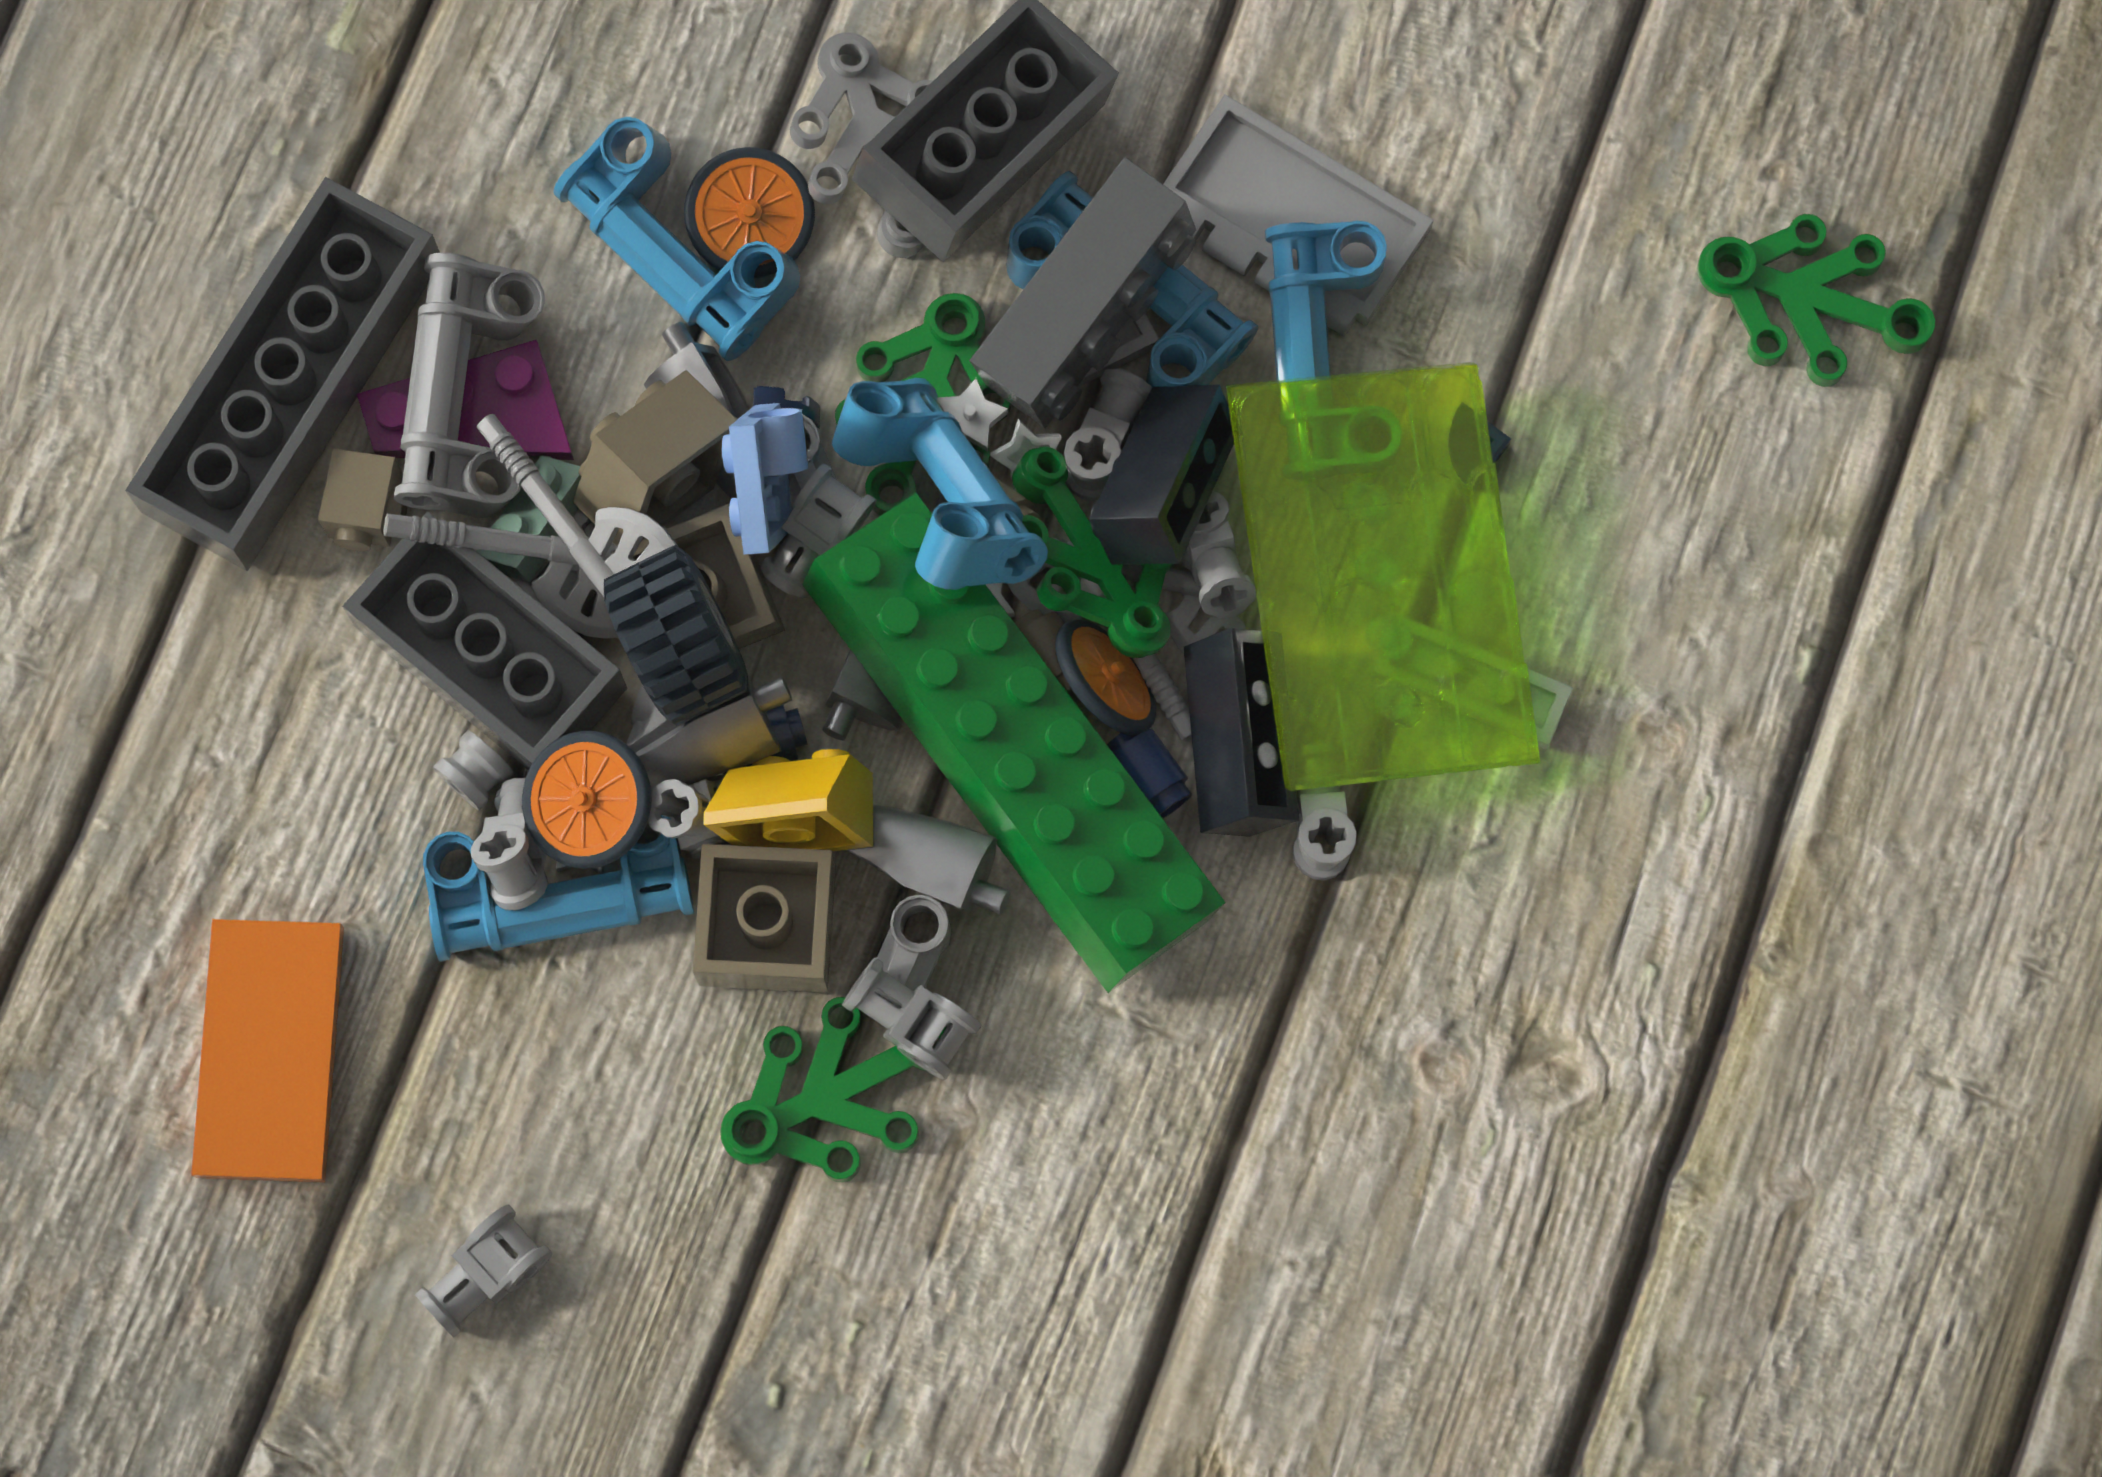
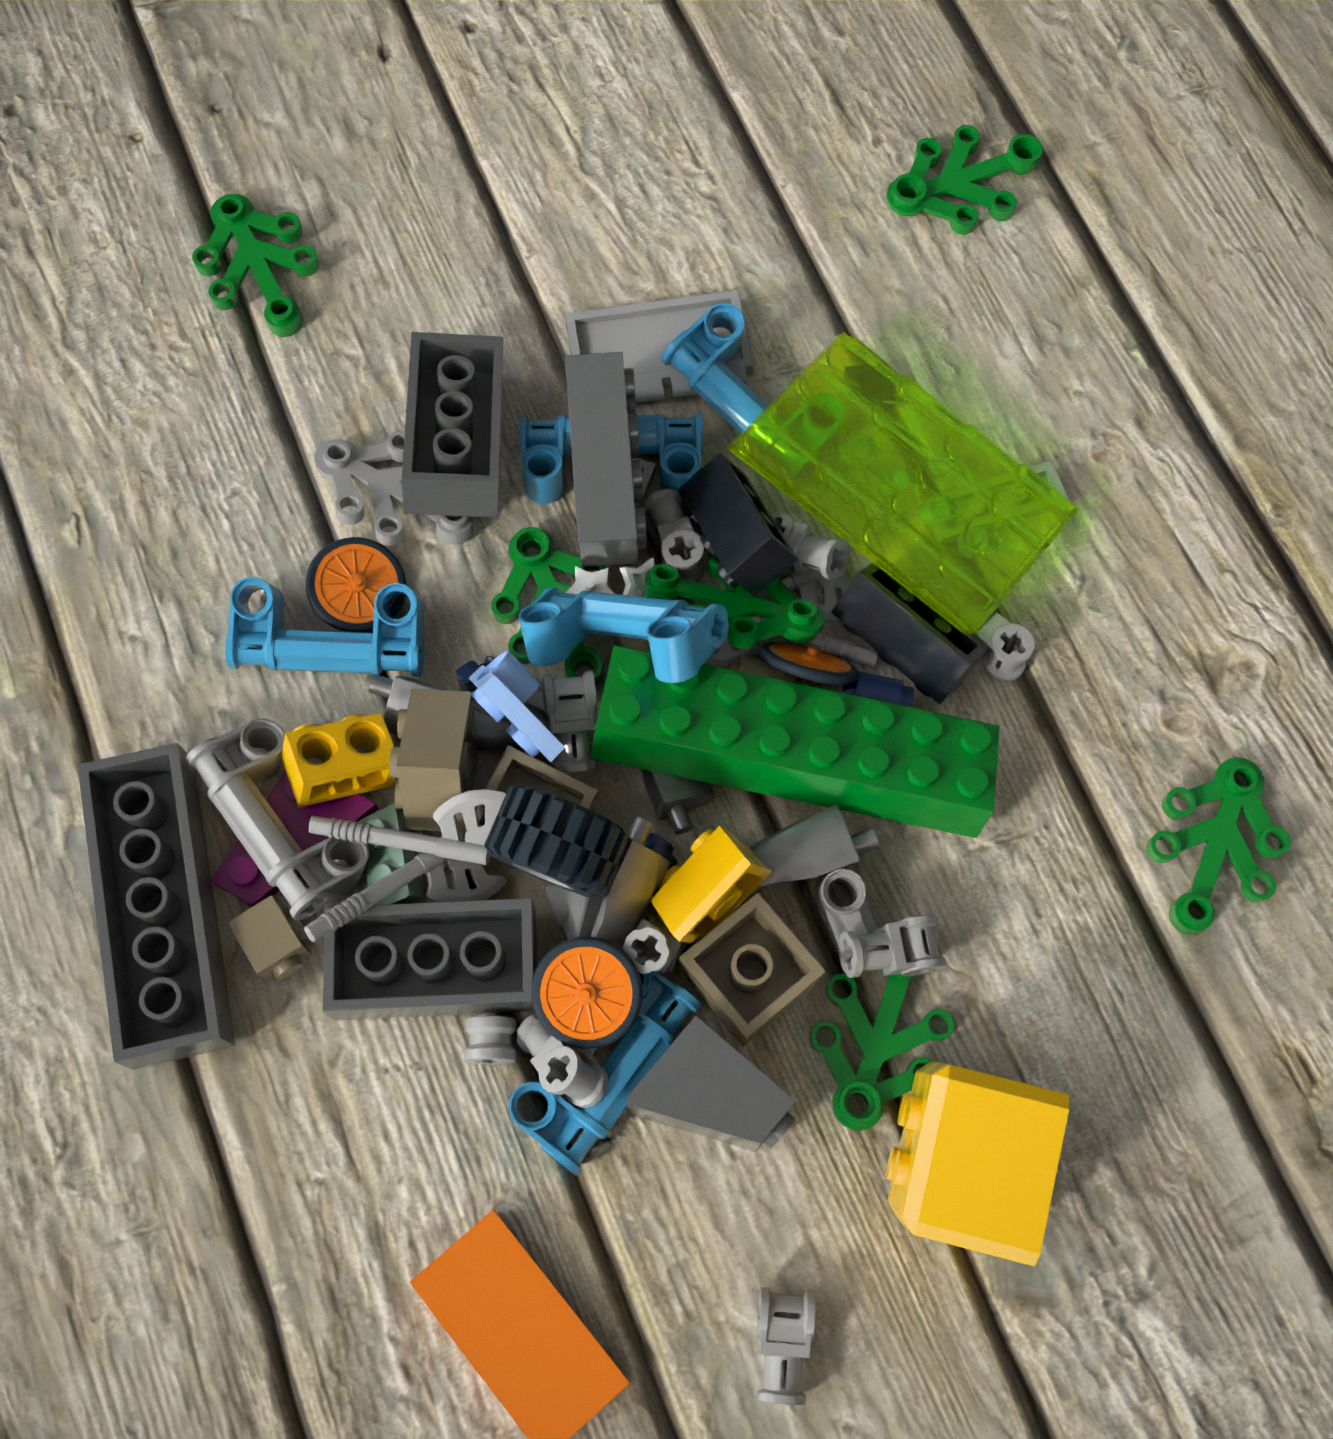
camera: 45 degrees left, 5 degrees down
(567, 394) = (343, 768): none -> yellow brick
(622, 989) = (712, 1092): none -> dark grey slope
(787, 1257) = (977, 1160): none -> yellow plate
(1353, 1207) = (1220, 838): none -> green plant

